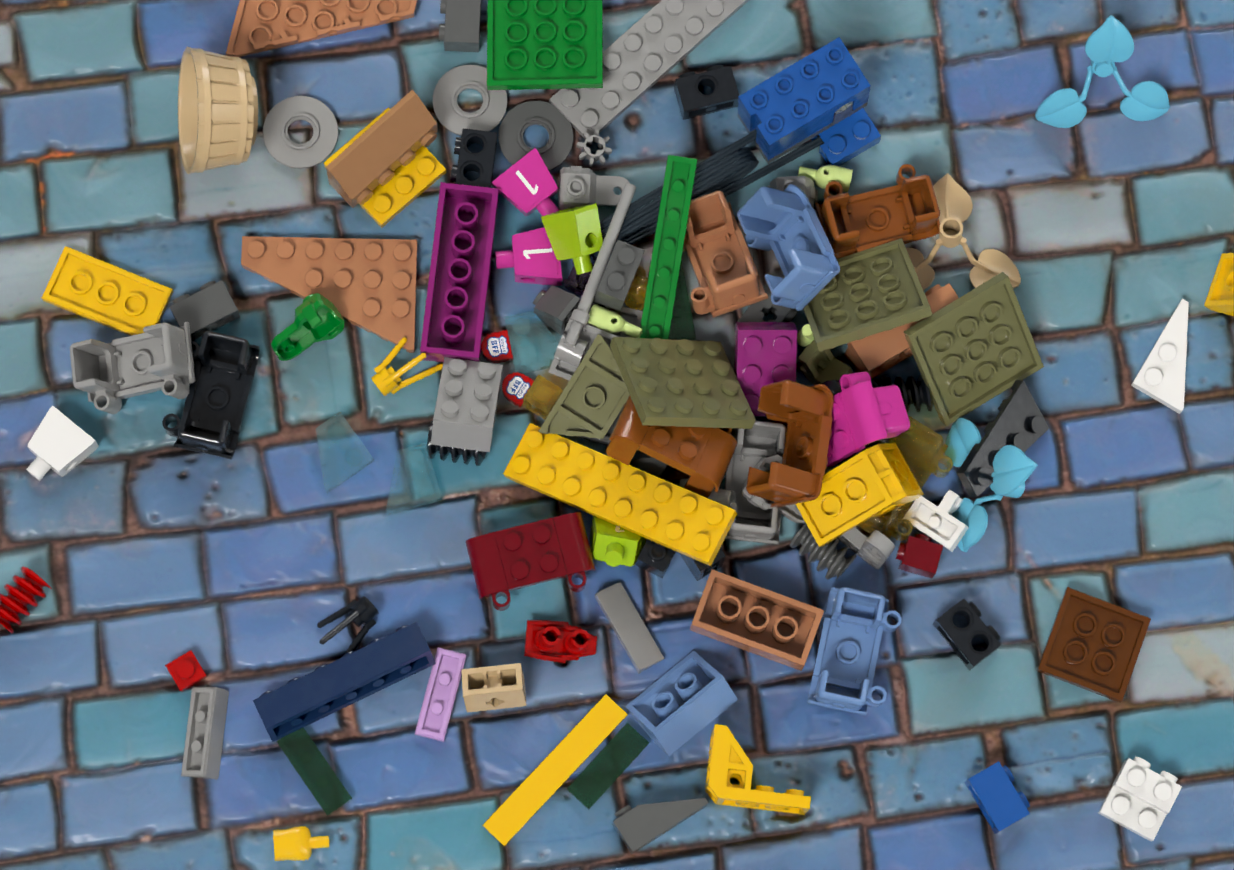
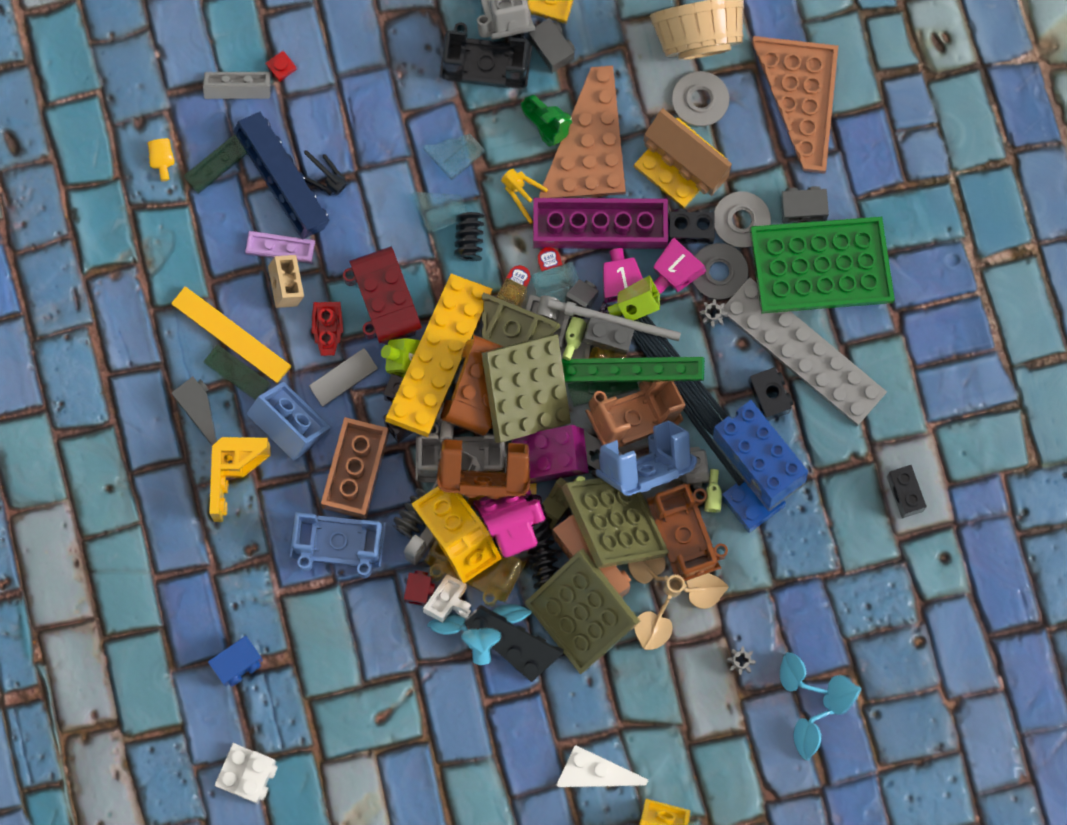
camera: 90 degrees right, 0 degrees up
(466, 404) = (496, 236): light grey brick -> none
(583, 187) = (679, 310): light grey piece -> none
(960, 638) = (356, 626): black brick -> none
(1036, 171) = (746, 657): none -> light grey gear
(1093, 644) = (362, 728): reddish brown plate -> none

